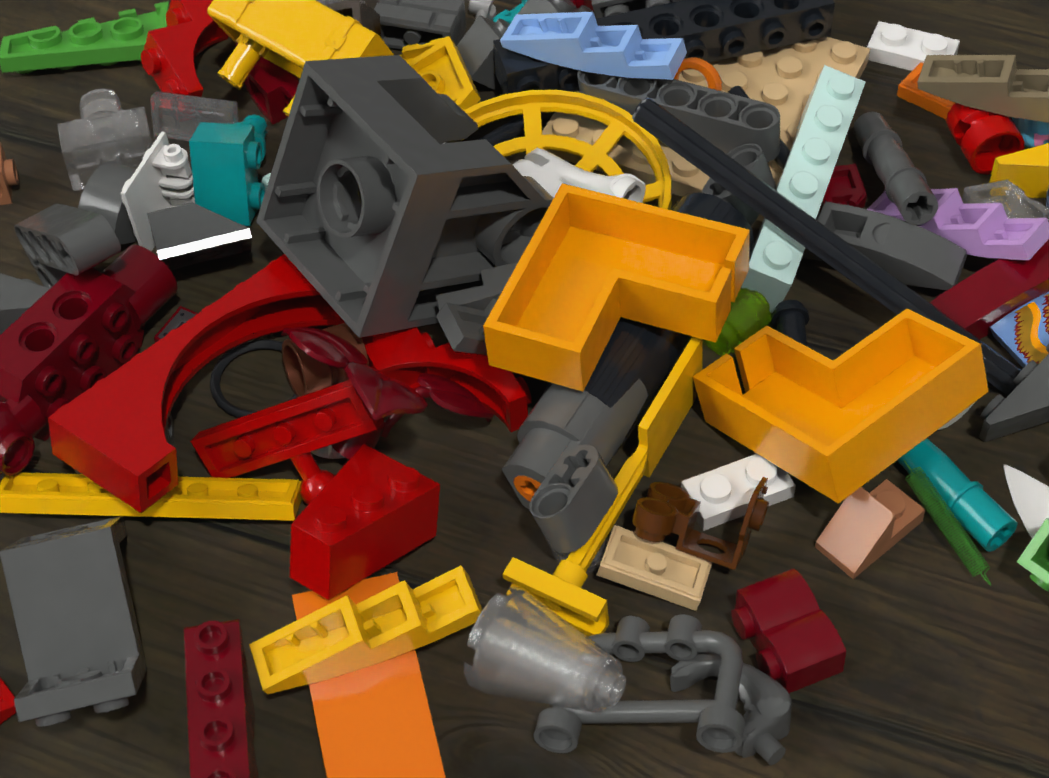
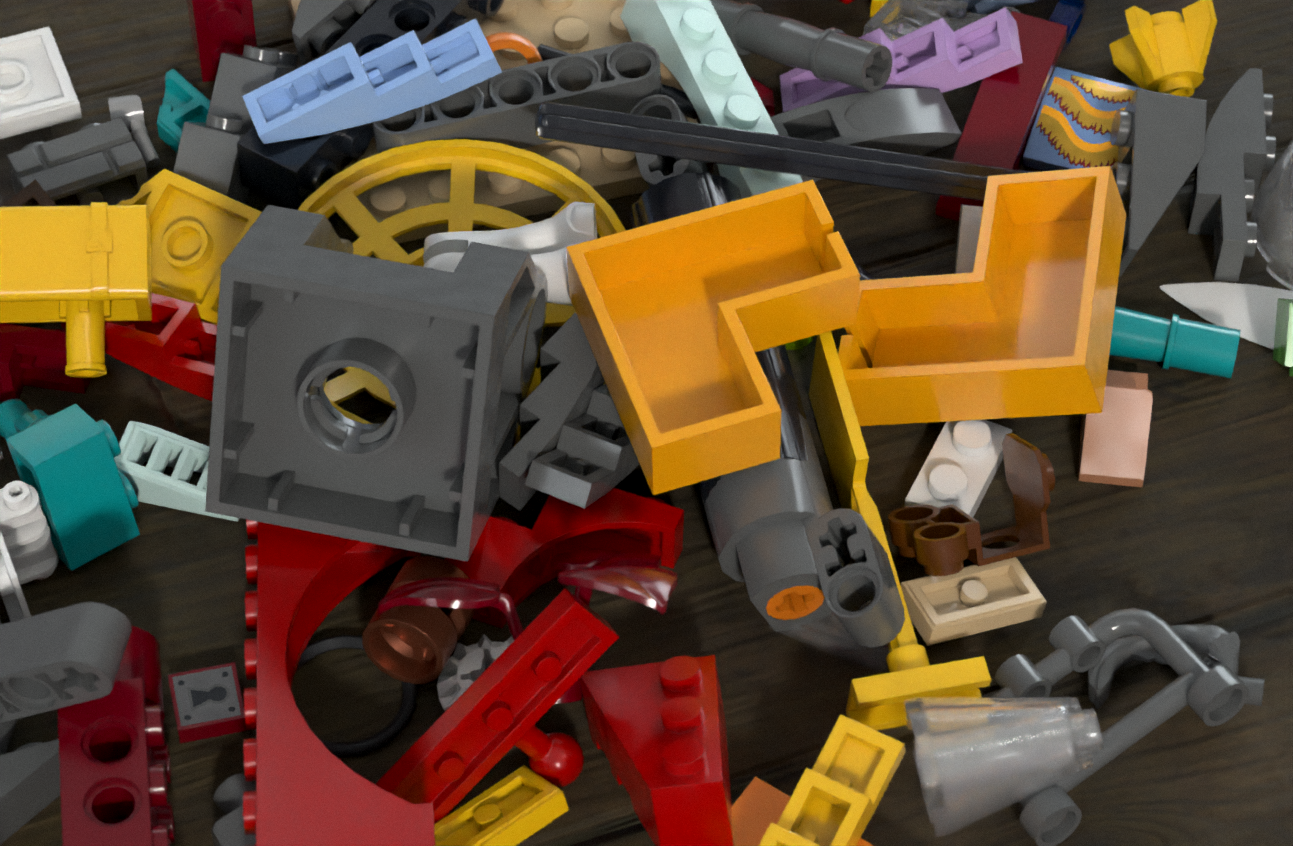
camera: 45 degrees left, 0 degrees up
(196, 235) = (129, 569): dark grey slope -> none
(789, 631) = (1152, 568): dark red brick -> none
(951, 518) = (1217, 387): bright green piece -> none

